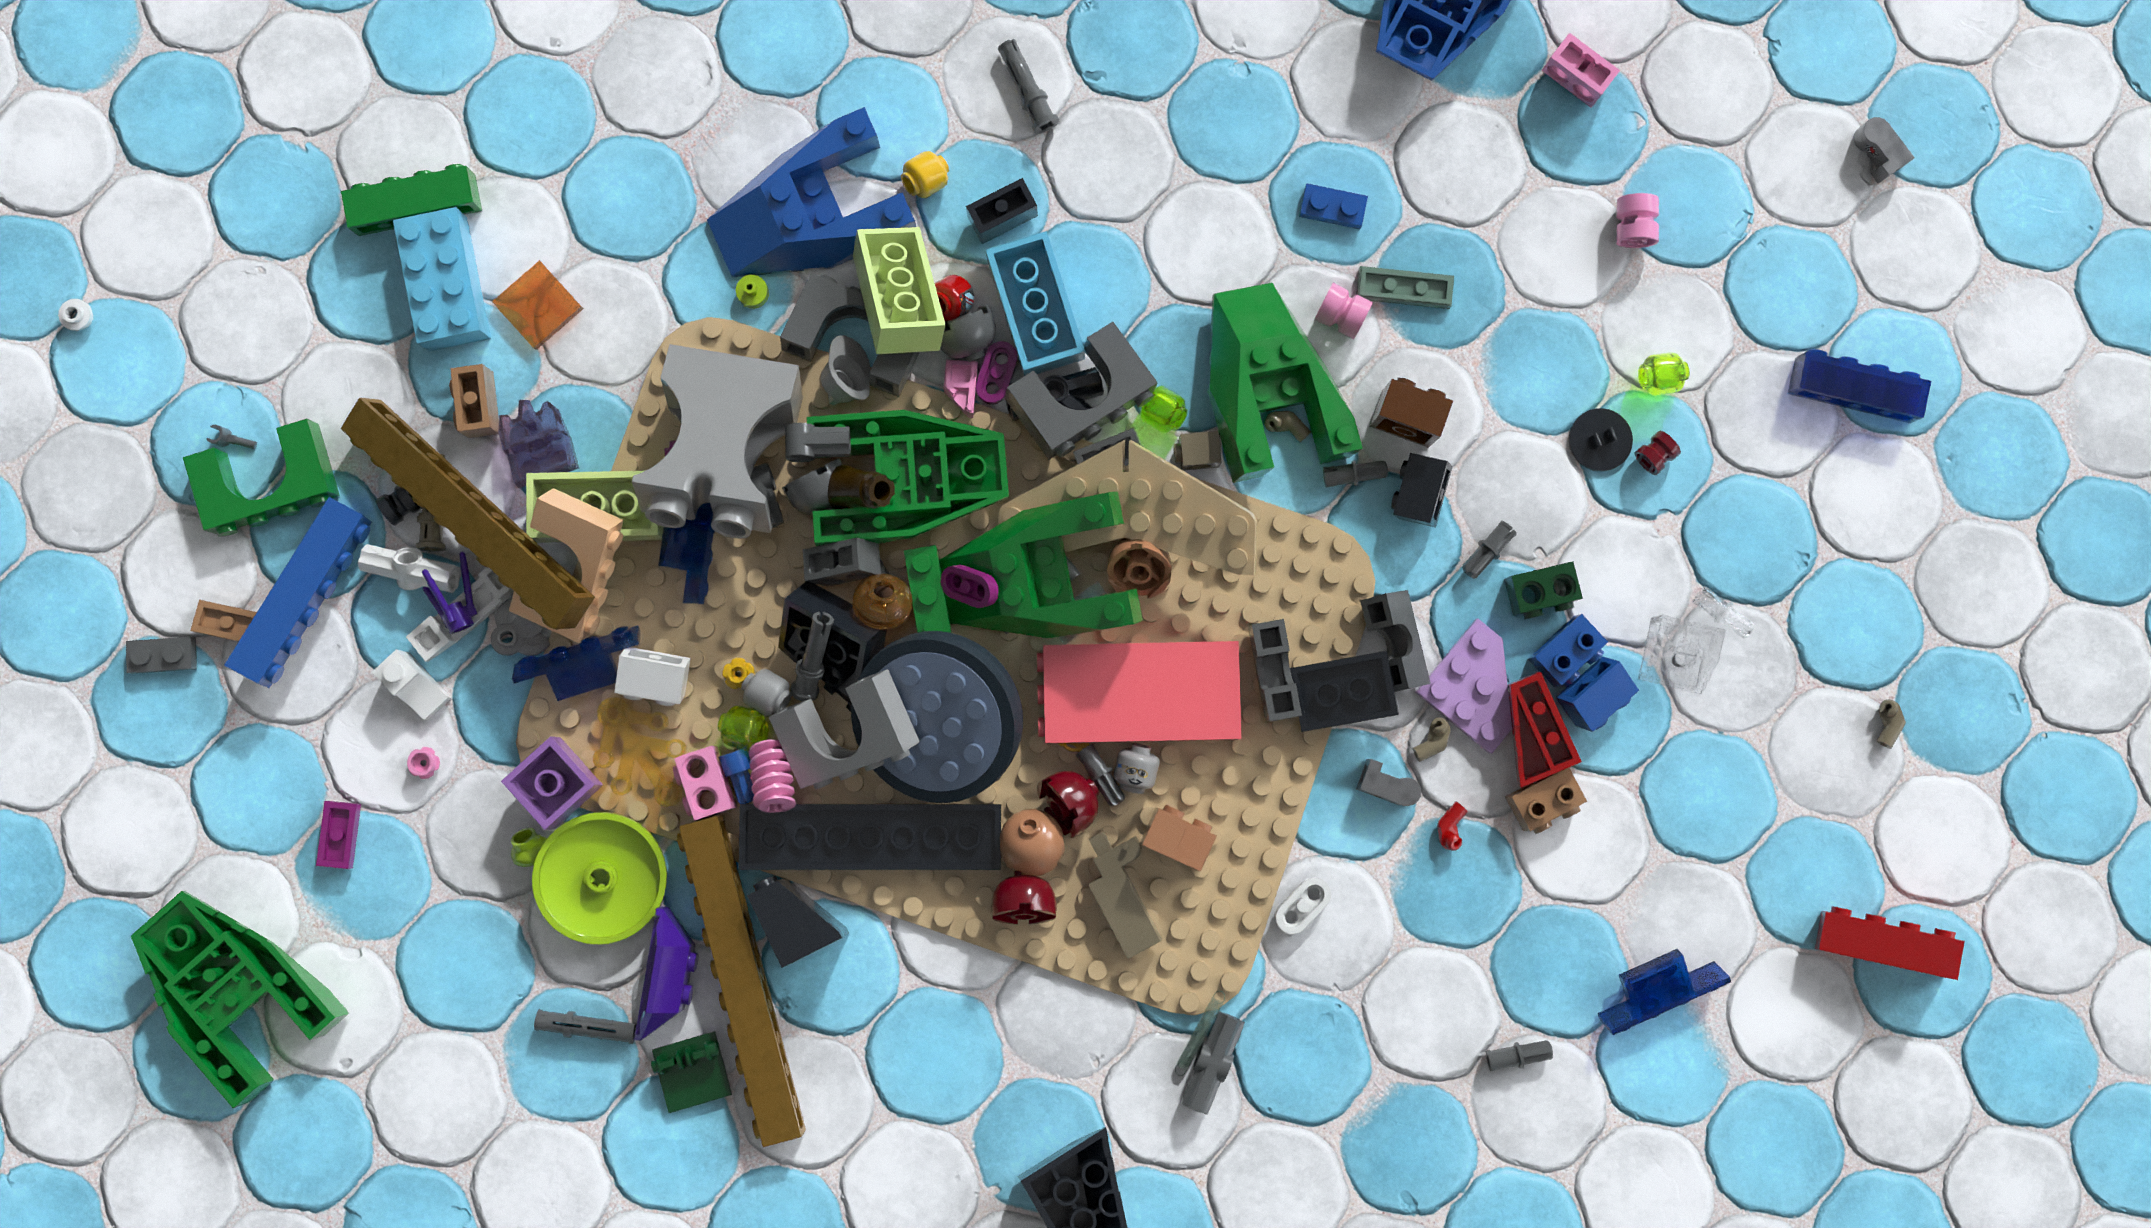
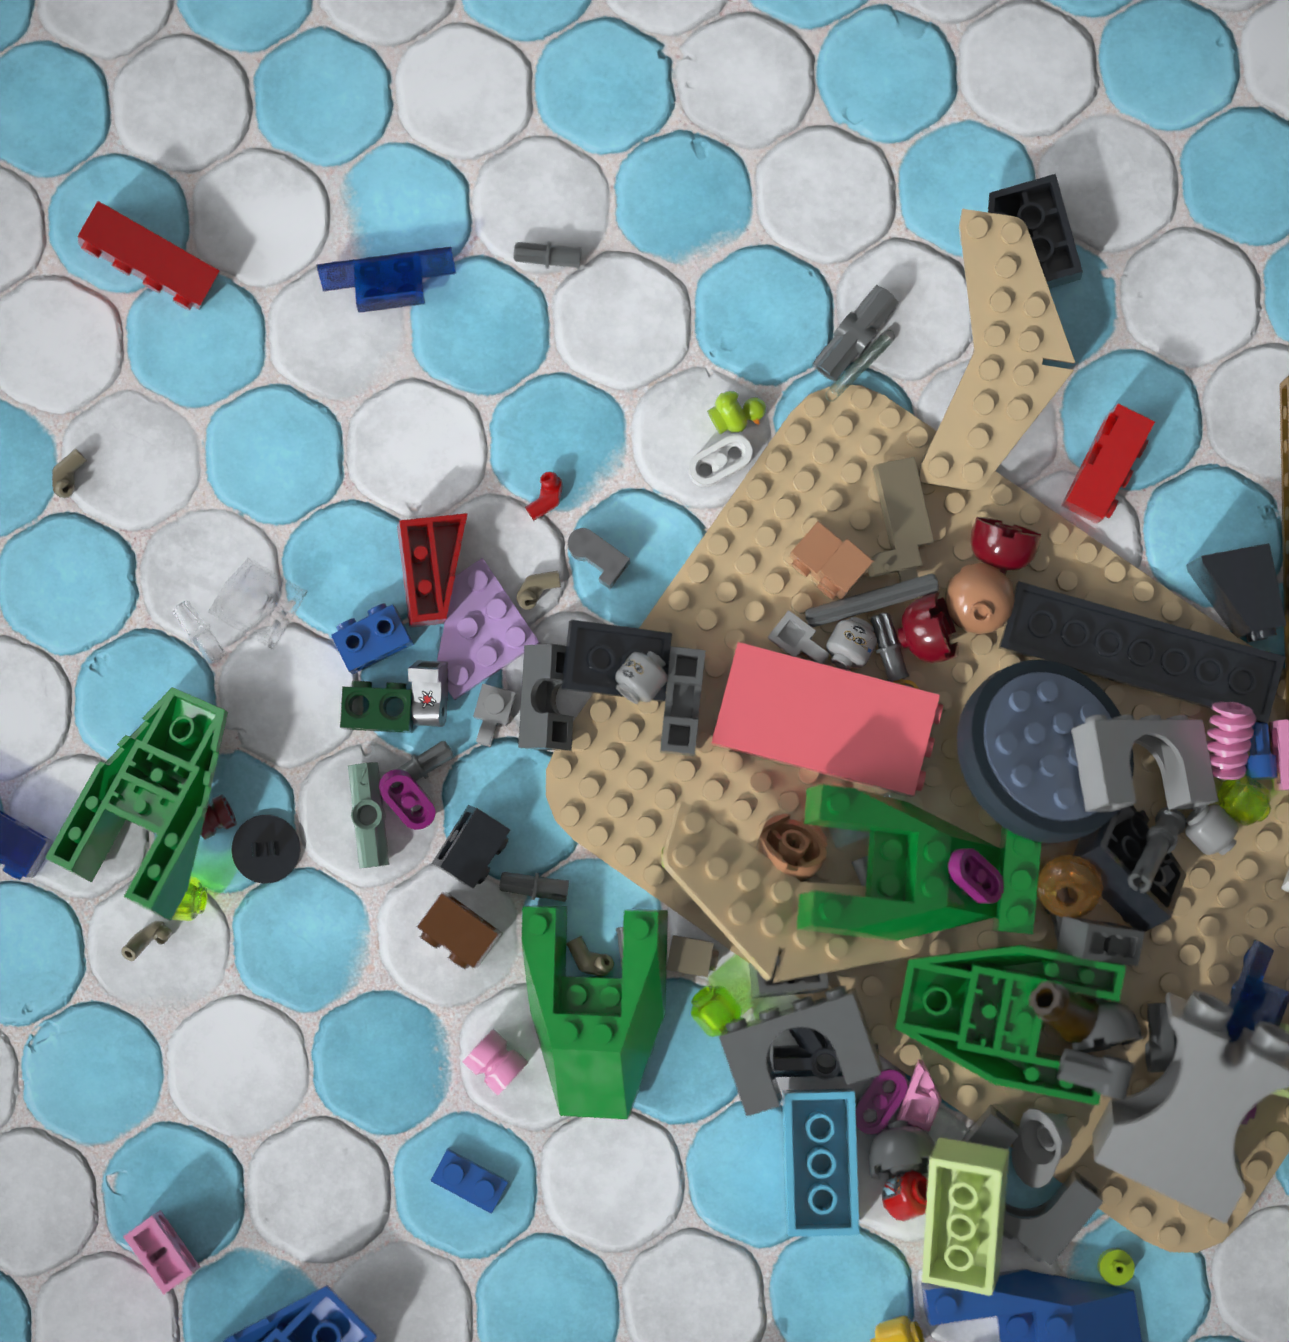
camera: 155 degrees left, 0 degrees up
(730, 670) = (1241, 865): yellow plate -> none
(946, 1003) = (1108, 464): none -> red wedge
(1002, 211) = (827, 1275): black brick -> none
(1070, 1100) = (1011, 335): none -> tan wing
(1129, 813) = (872, 600): none -> dark grey axle
(1188, 761) = (795, 636): none -> light grey plate
(1306, 950) = (730, 416): none -> lime animal
(1320, 680) = (641, 677): none -> light grey head
(1405, 287) = (420, 1070): sand green tile -> none
(1439, 621) = (493, 708): none -> light grey plate
(1495, 515) = (405, 797): none -> magenta plate
(1502, 616) = (429, 692): none -> flat silver leg
(1512, 473) = (371, 838): none -> sand green piece
(1546, 800) = (442, 493): medium nougat brick -> none
(1597, 694) = (357, 585): blue brick -> none
(1637, 220) = (154, 1069): bright pink wheel -> none
(1675, 339) = (137, 944): none -> dark tan arm
(1718, 462) = (159, 783): none -> green wedge

